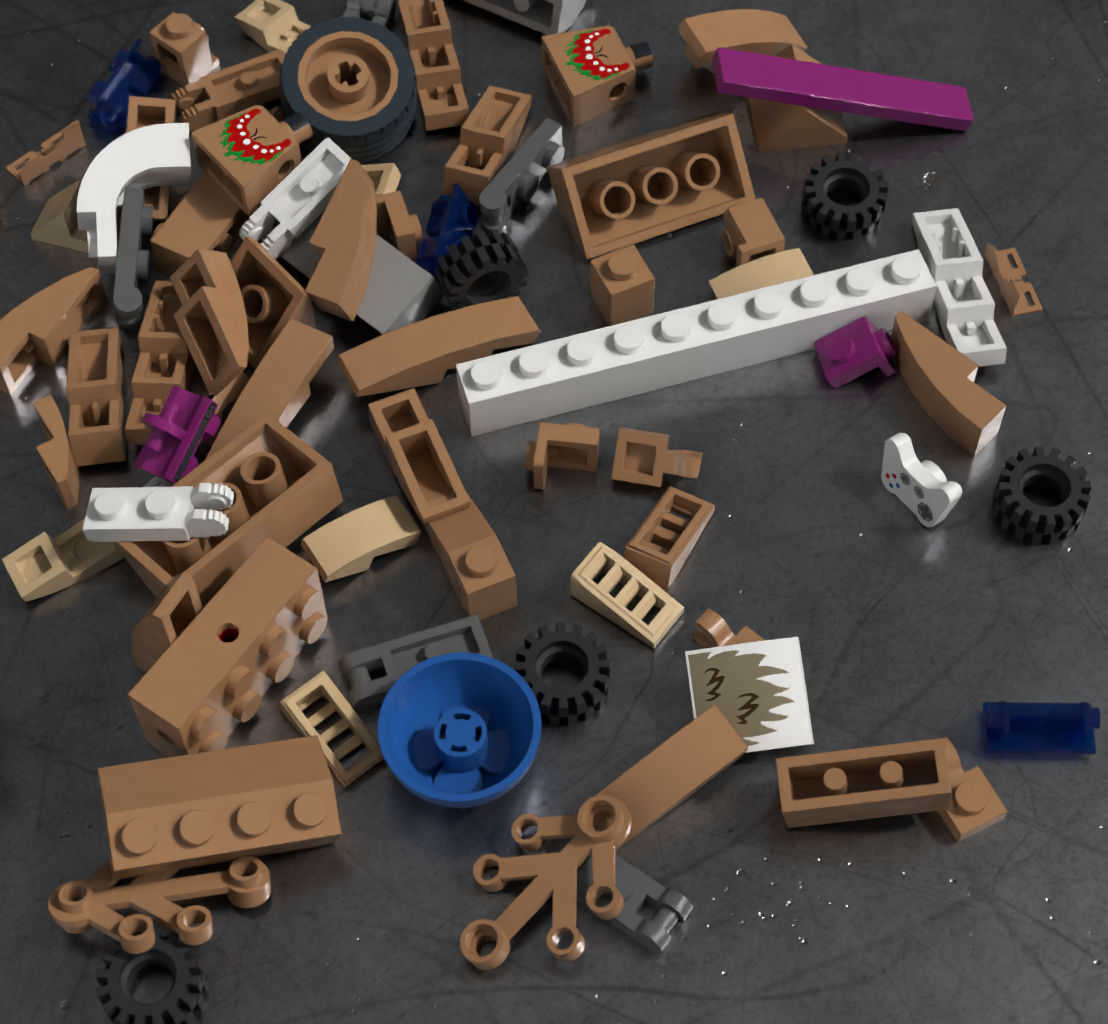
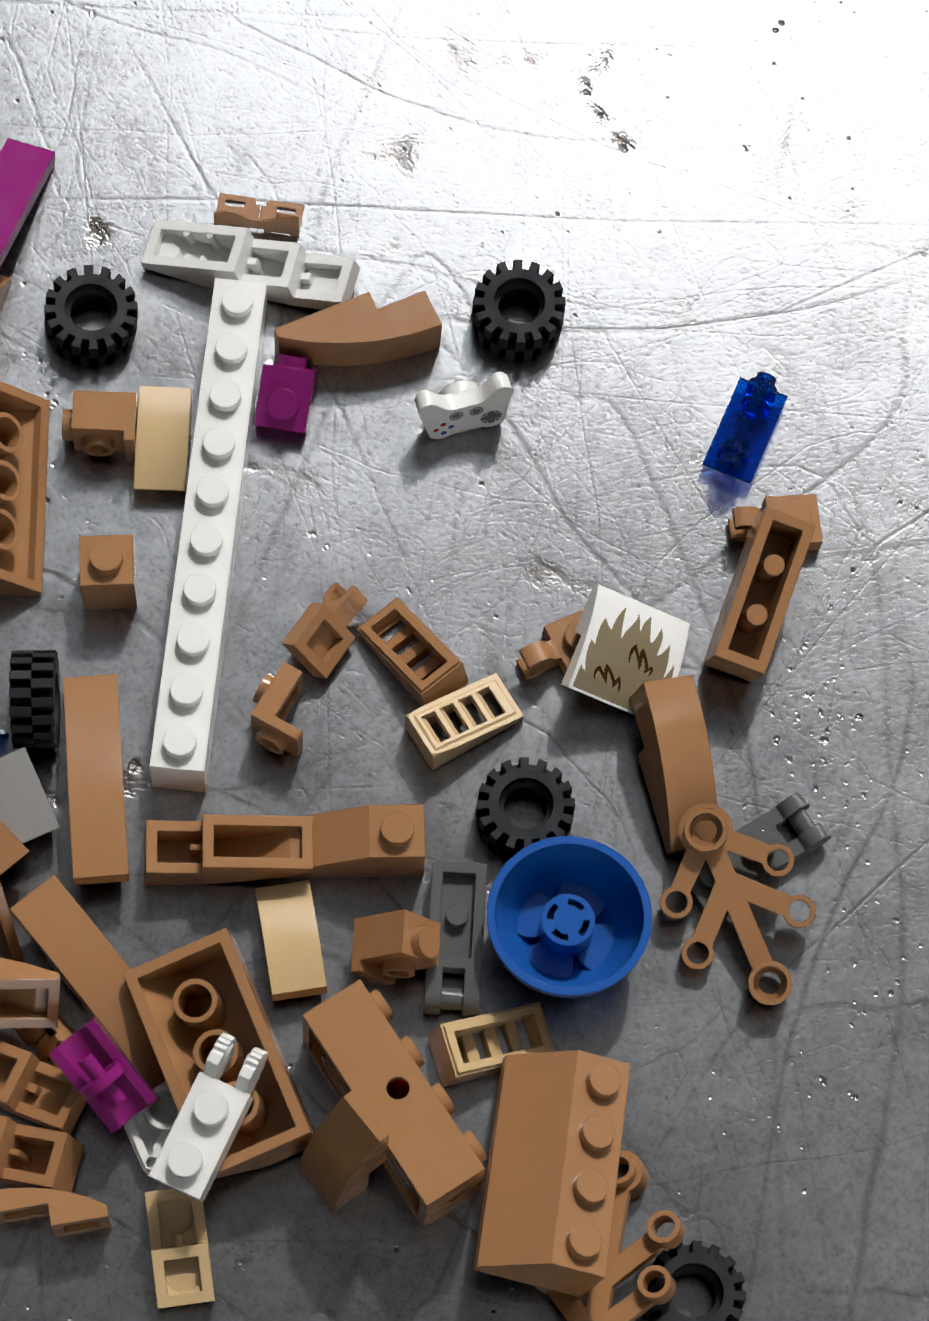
camera: 75 degrees left, 10 degrees up
(381, 609) = (394, 945): none -> medium nougat brick

